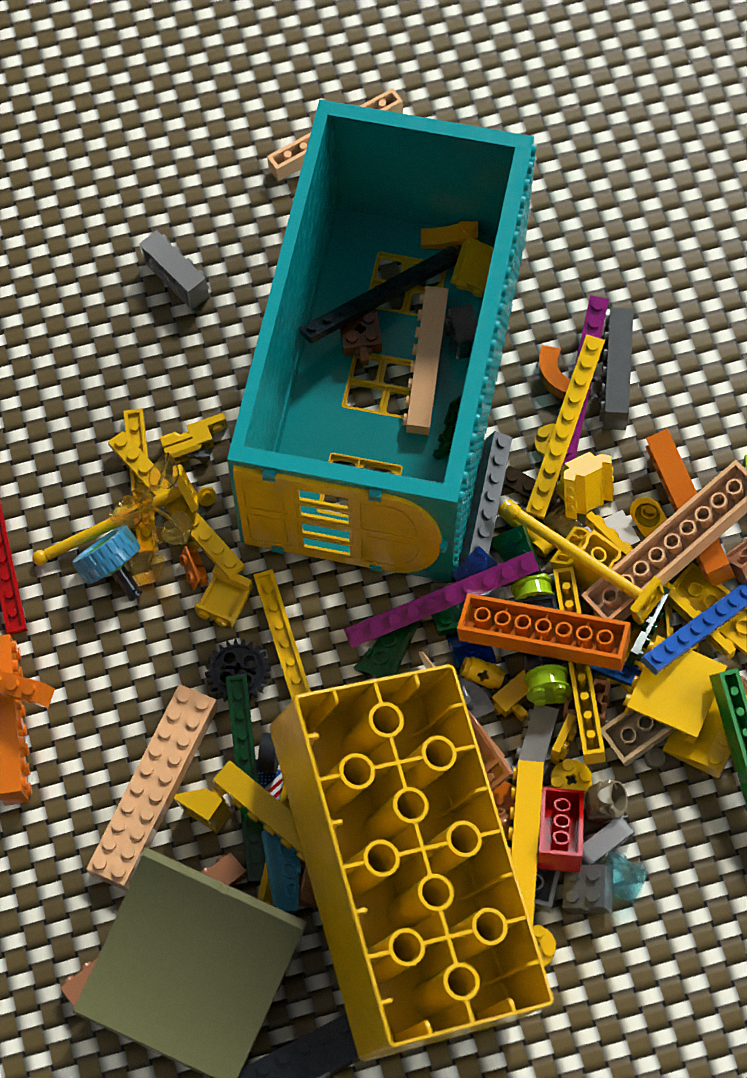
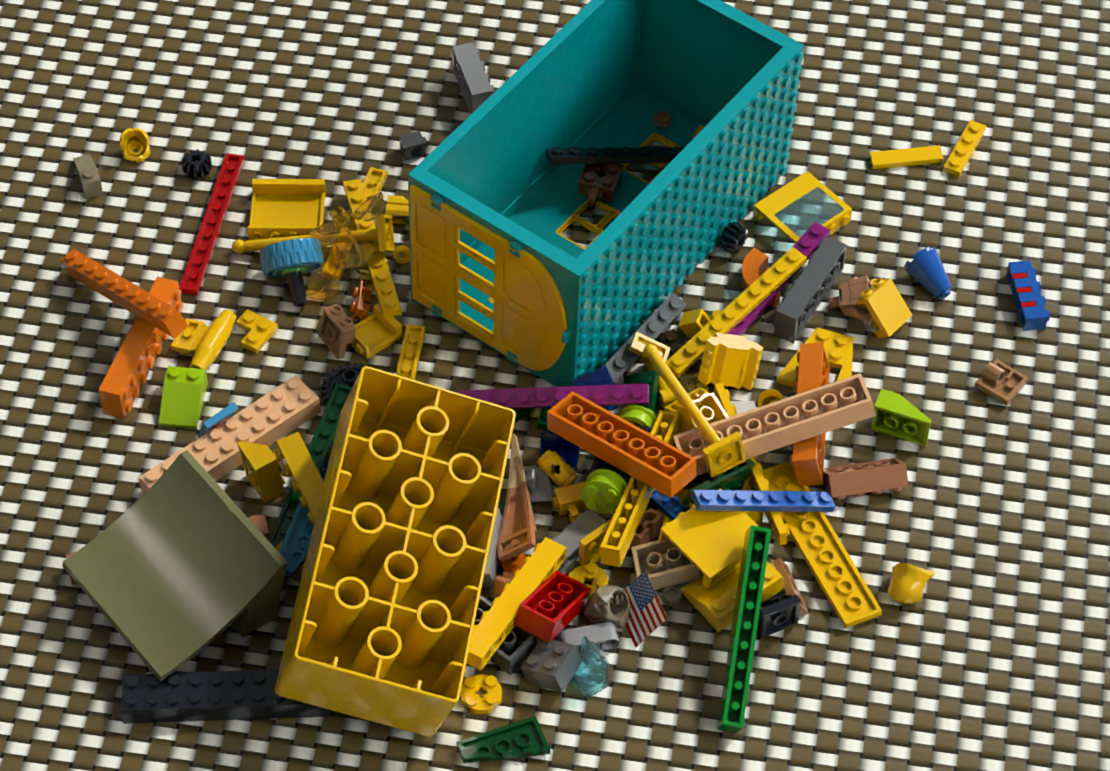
camera: 20 degrees right, 15 degrees down
(65, 495) = (286, 207): none -> yellow panel
(67, 678) = (205, 340): none -> yellow plate
(77, 755) = (183, 397): none -> lime slope
(111, 641) = (259, 330): none -> yellow plate
(129, 769) = (218, 418): none -> dark azure tile
(151, 367) = (412, 145): none -> dark grey brick
(191, 614) = (336, 330): none -> medium nougat plate
(382, 237) = (662, 119): none -> nougat plate
(497, 503) = (640, 341): none -> yellow plate
(515, 341) = (733, 237): none -> black gear
(527, 452) = (693, 322): none -> yellow brick
(565, 280) = (800, 205): none -> panel
(588, 986) = (510, 741): none -> dark green wing
(627, 178) = (906, 157): none -> yellow tile
(644, 791) = (644, 609): none -> sticker
(657, 418) = (838, 351): none -> yellow wing
(664, 359) = (848, 294): none -> nougat torso
(676, 145) = (964, 148): none -> yellow plate
(698, 358) = (885, 306): none -> yellow panel
(718, 301) = (929, 272): none -> blue cone

